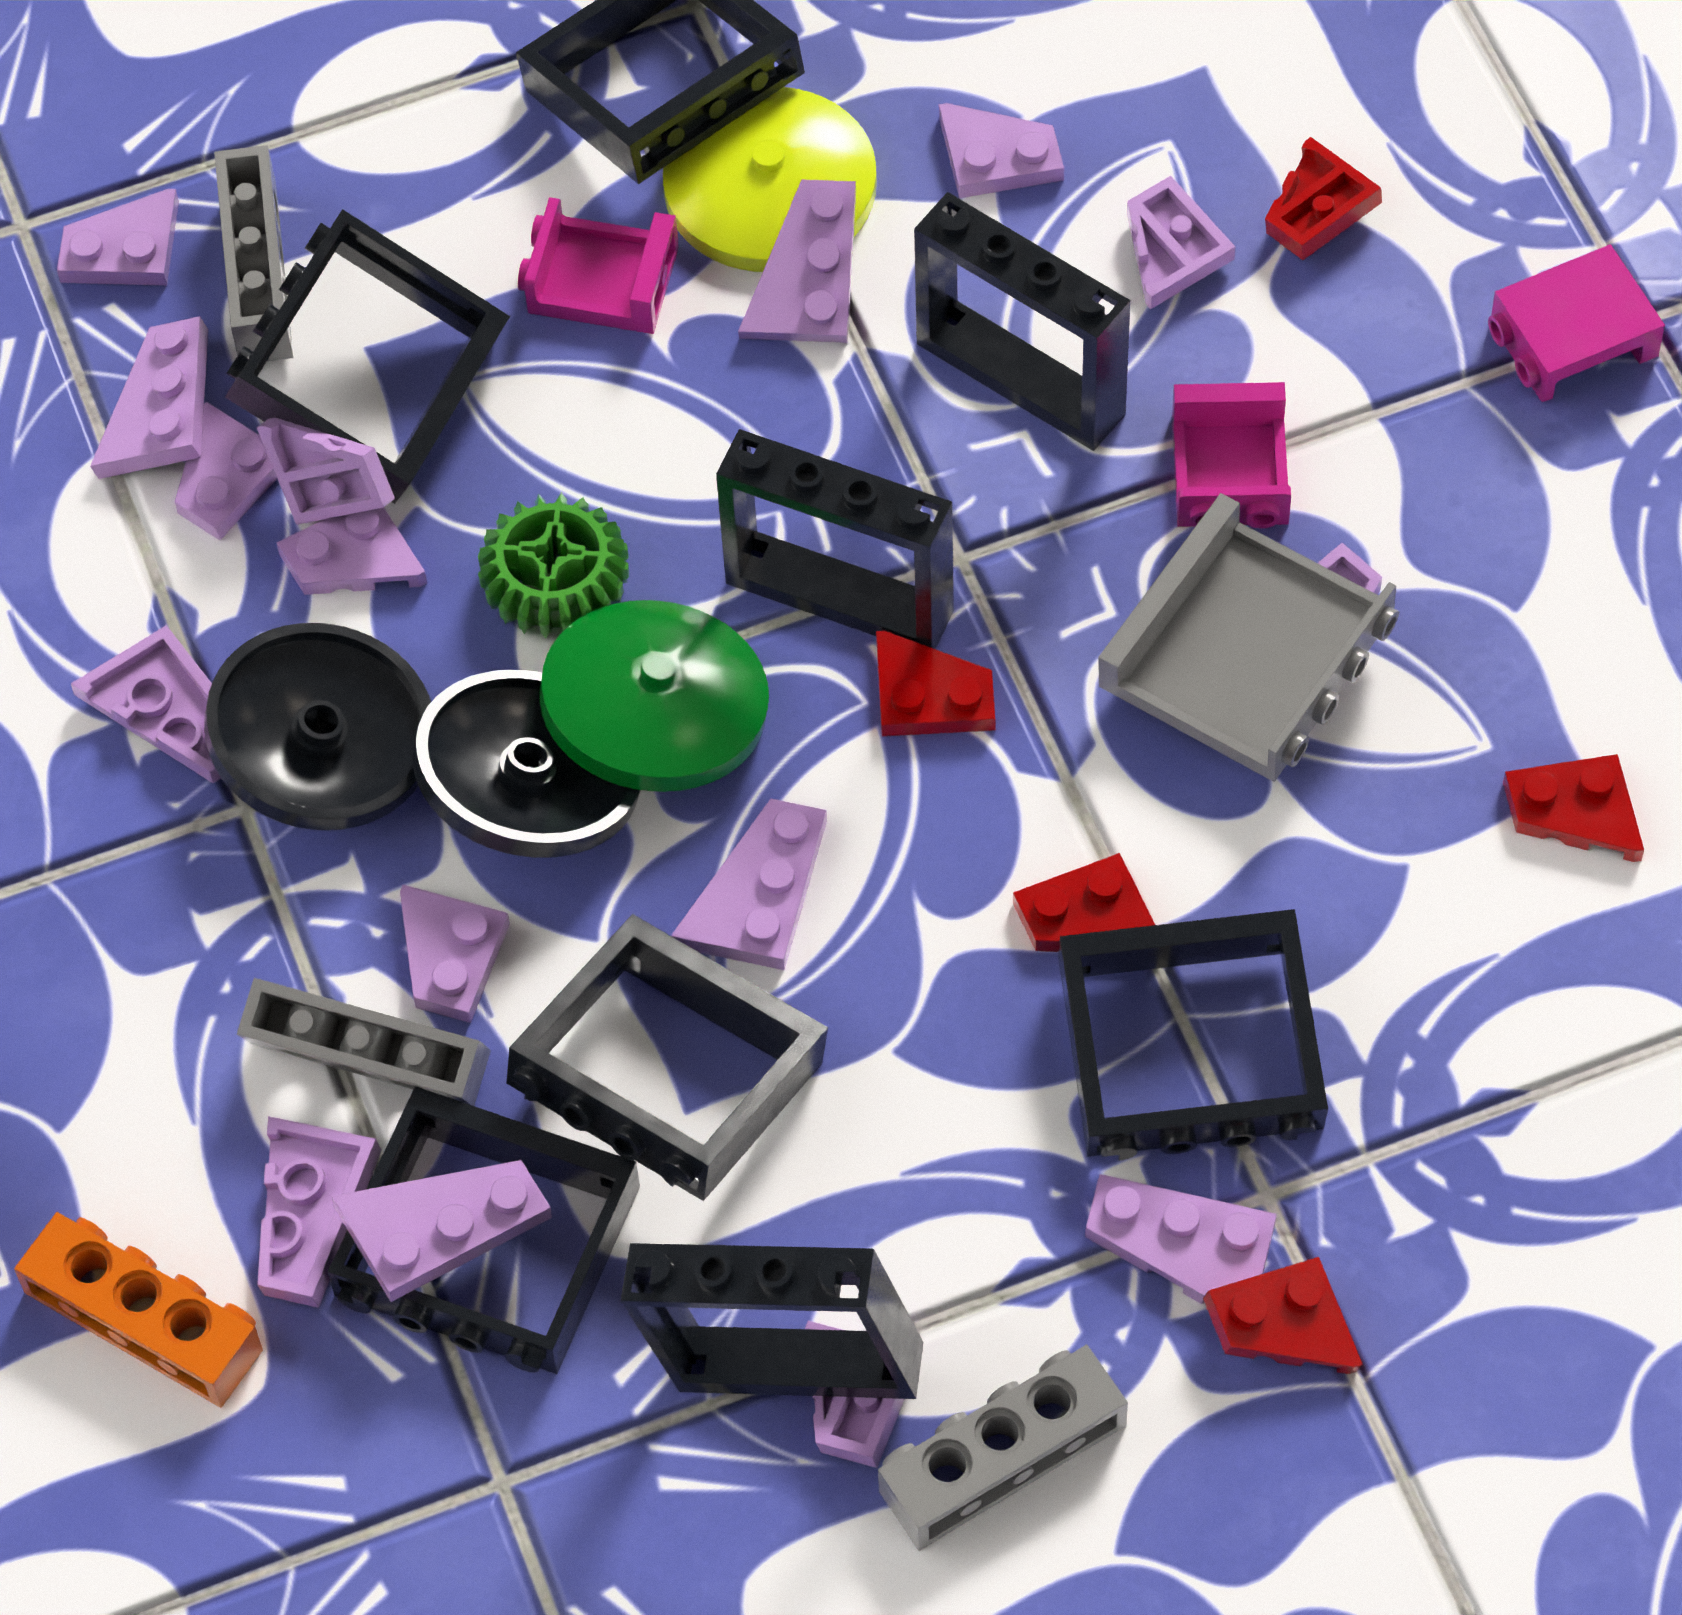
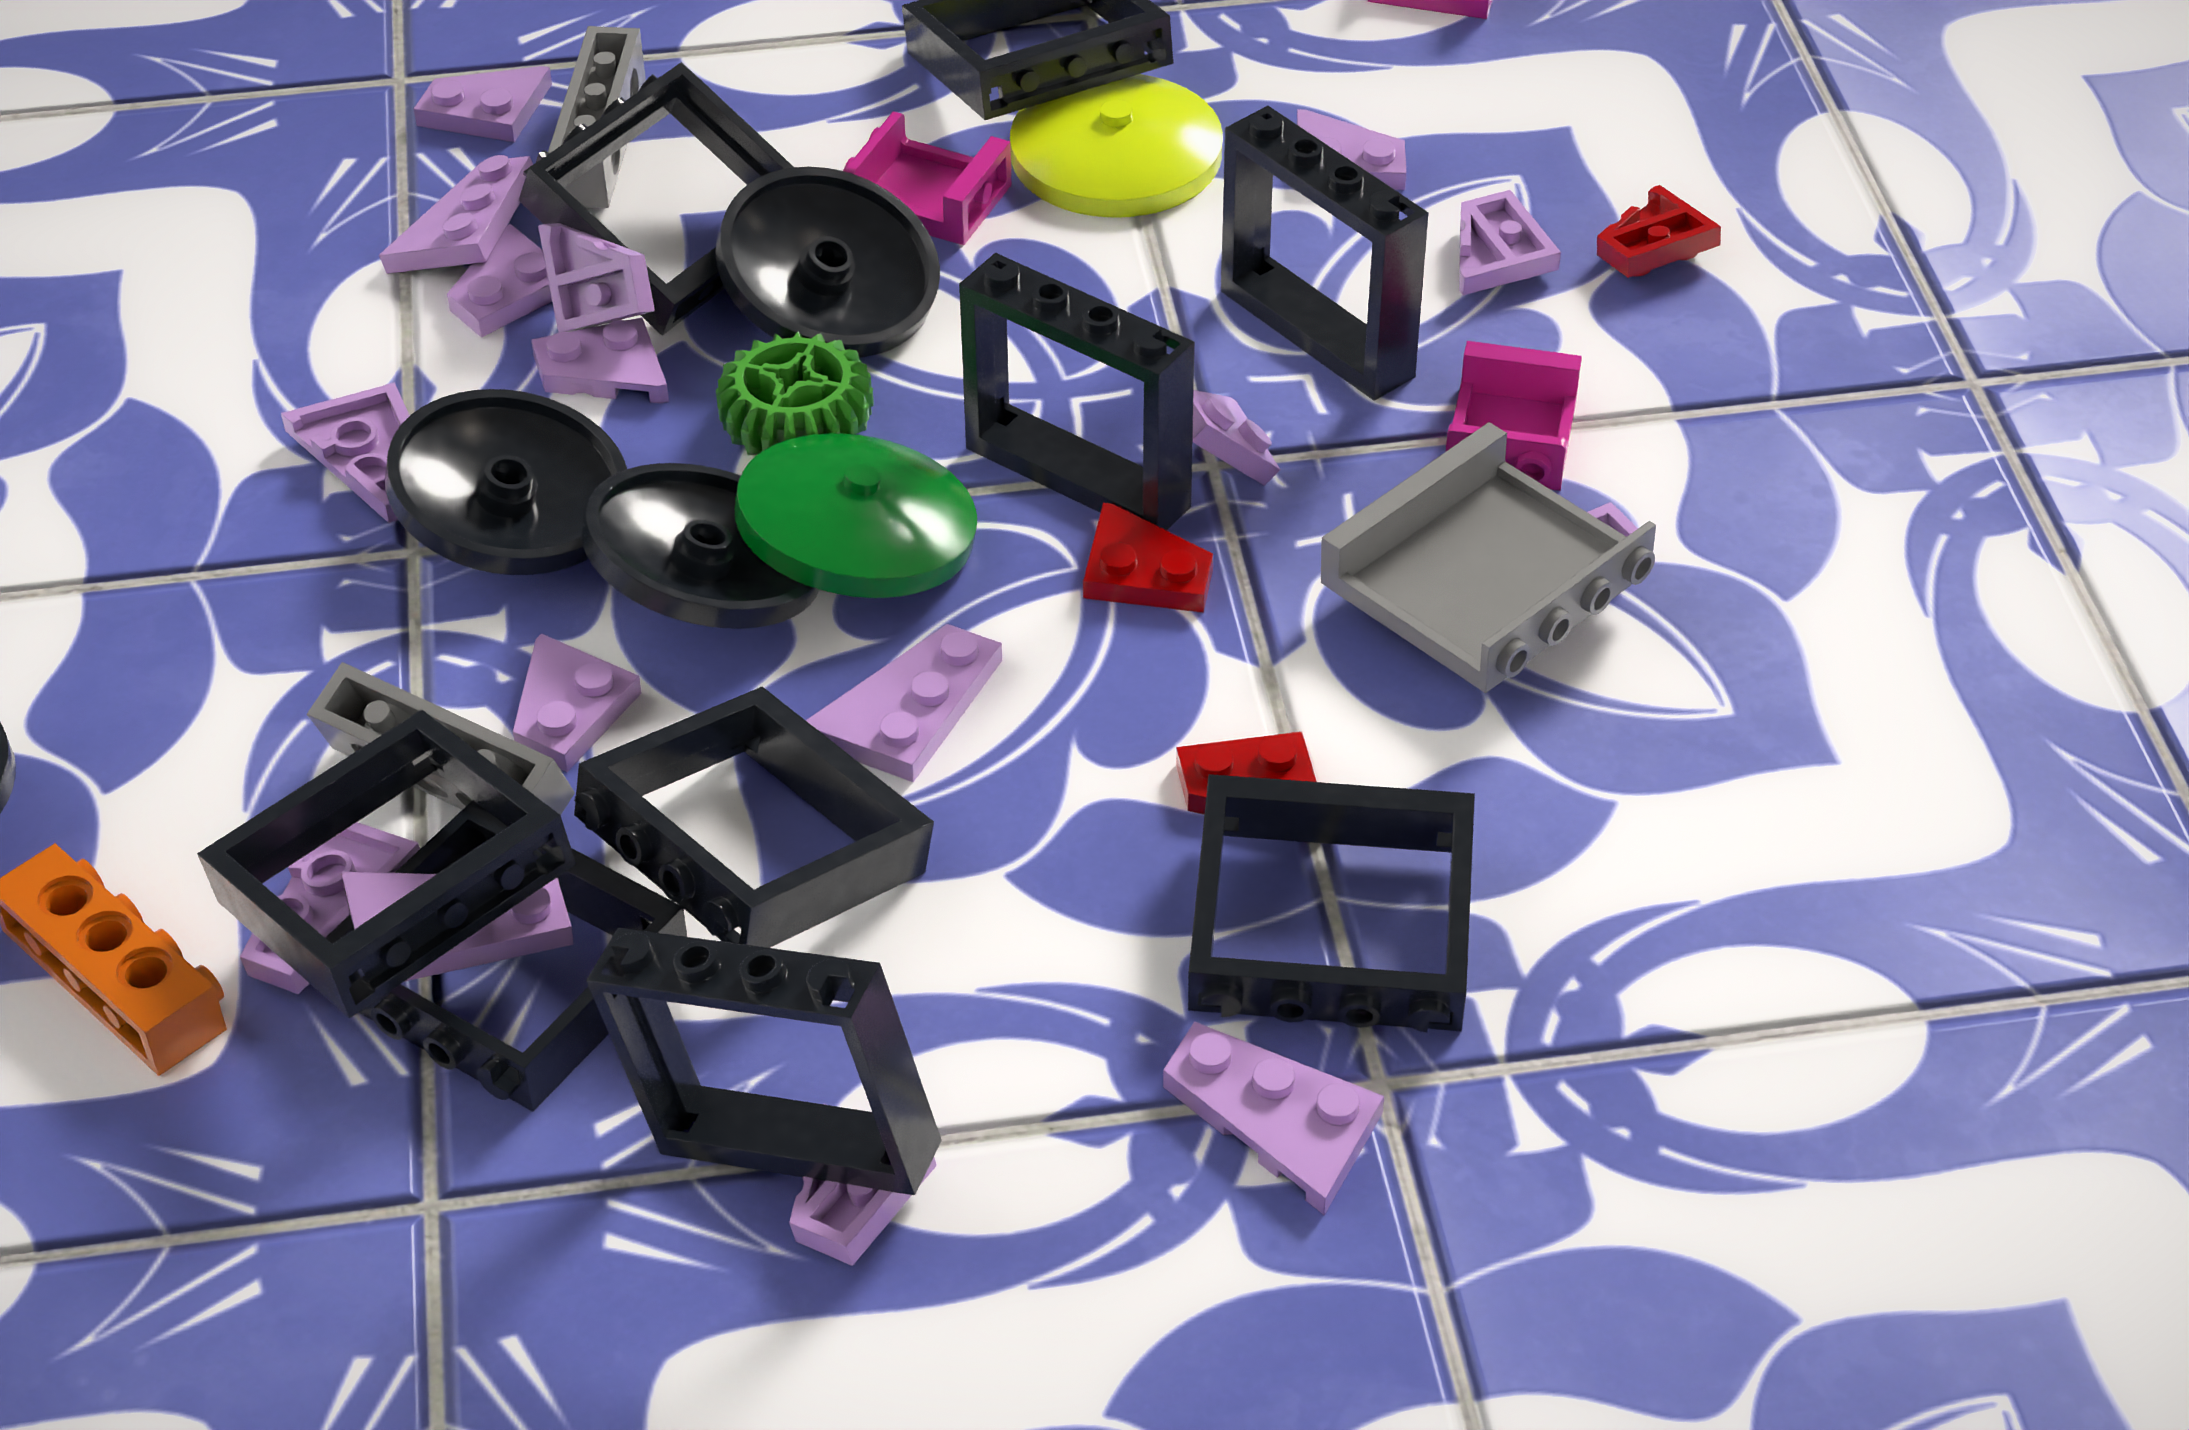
camera: 10 degrees right, 15 degrees down
(445, 1235) = (425, 920): none -> black window
(540, 400) = (827, 258): none -> black dish
(809, 269) = (1128, 210): lavender wing -> none
(935, 1507) = (976, 1297): light grey brick -> none
(979, 536) = (1230, 436): none -> lavender wing
(1284, 1317) = (1364, 1198): red wing -> none
(1574, 320) = (1899, 357): dark pink panel -> none
(1576, 804) = (1814, 775): red wing -> none

